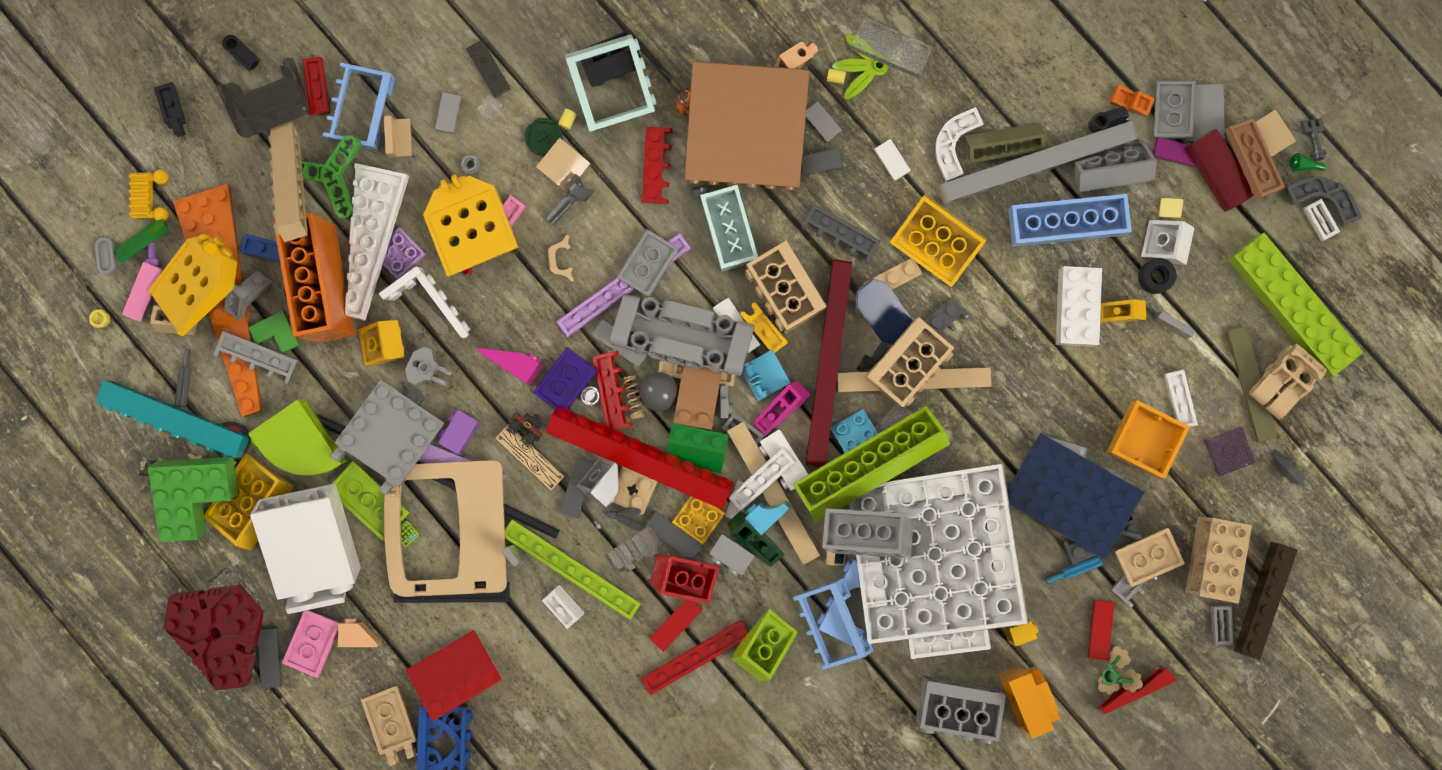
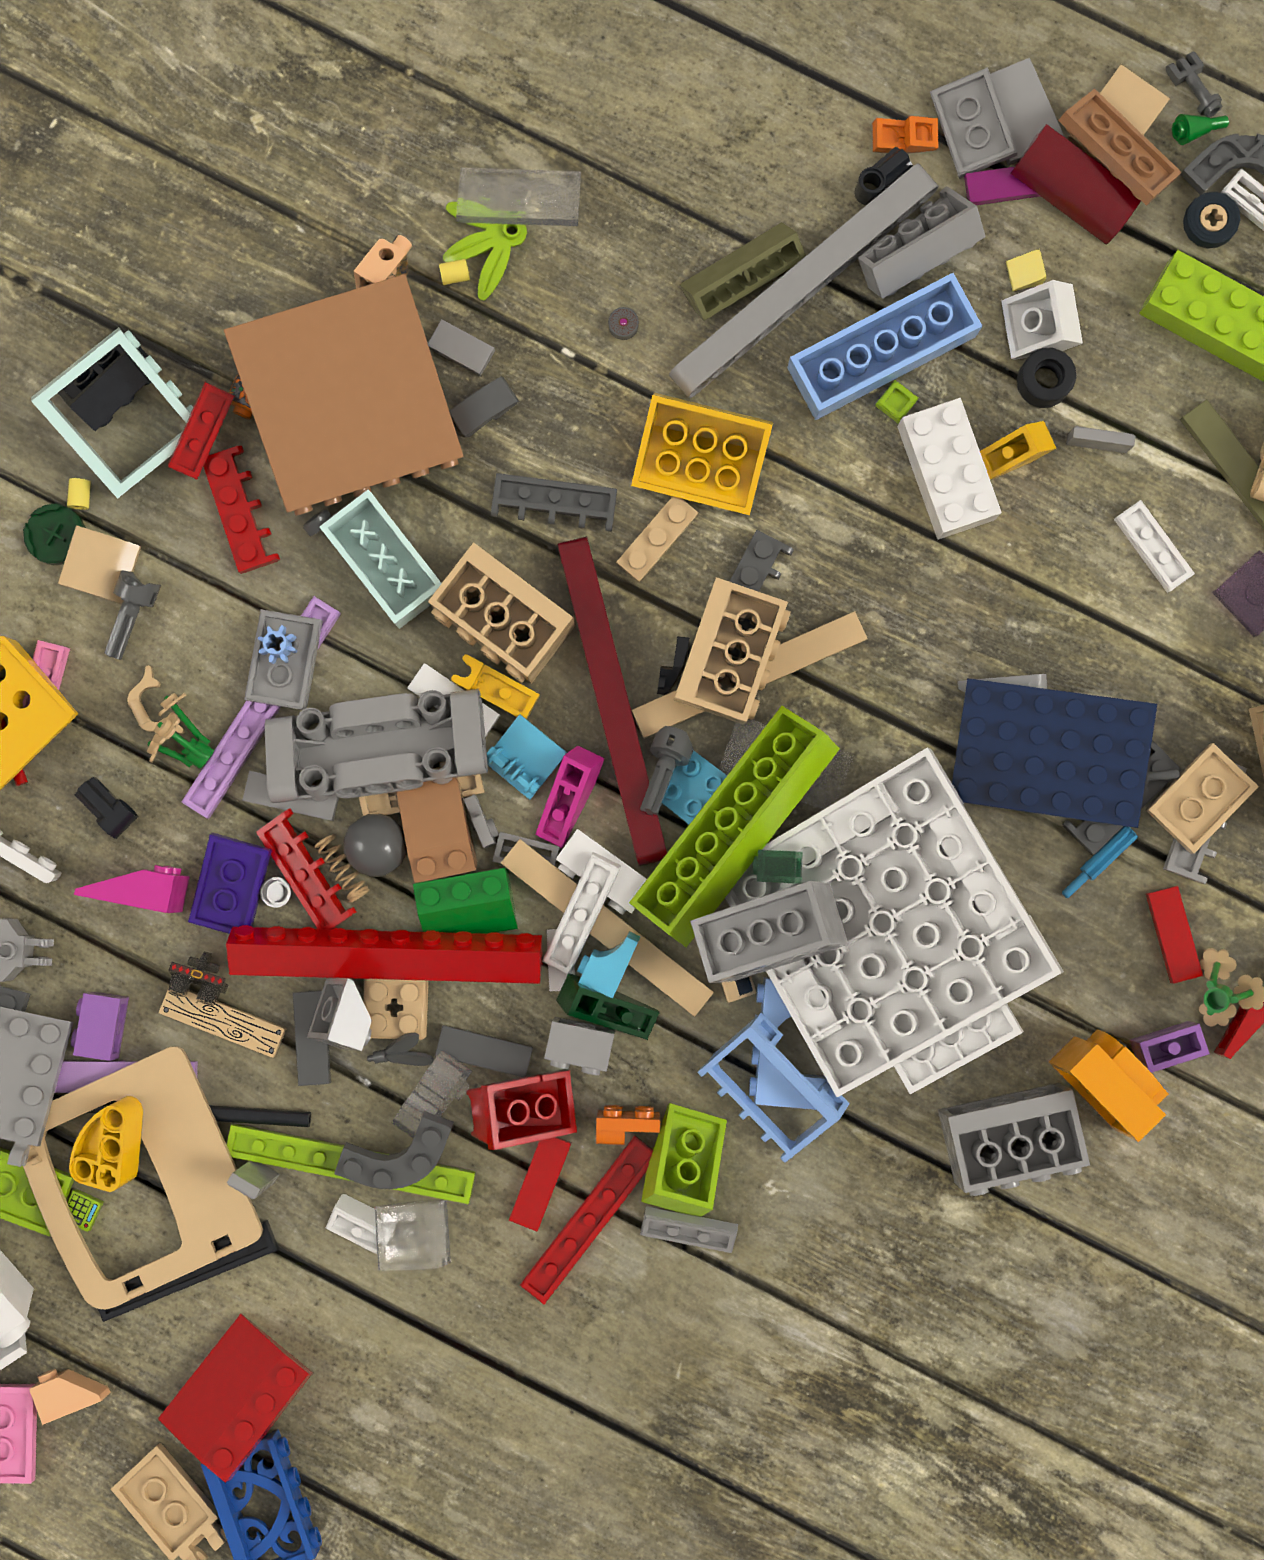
camera: 20 degrees left, 0 degrees up
(433, 502) = (109, 1146): none -> yellow beam
(513, 310) = (111, 813): none -> black piece
(576, 294) = (196, 751): none -> green plant
(591, 624) = (412, 1235): none -> clear slope
(601, 583) = (400, 1168): none -> dark grey plate
(653, 111) = (201, 430): none -> red tile
(653, 256) = (286, 646): none -> light blue gear
(698, 519) = (511, 1011): yellow tile -> none
(732, 607) = (614, 1122): none -> orange plate
(751, 686) = (689, 1229): none -> light grey tile
(849, 408) = (669, 755): none -> dark grey piece
(882, 310) = (660, 590): shield -> none
(887, 497) = (778, 866): none -> clear green brick
(892, 160) = (587, 362): white tile -> none
(922, 145) = (623, 323): none -> dark grey tile
(947, 139) = (656, 299): white plate -> none
(1021, 633) = (1060, 989): yellow brick -> none
(1064, 255) = (896, 401): none -> lime tile
(1072, 693) = (1170, 1046): none -> medium lavender brick
(1148, 439) = (1130, 624): light orange container -> none
(1283, 226) = (1200, 230): none -> black bush

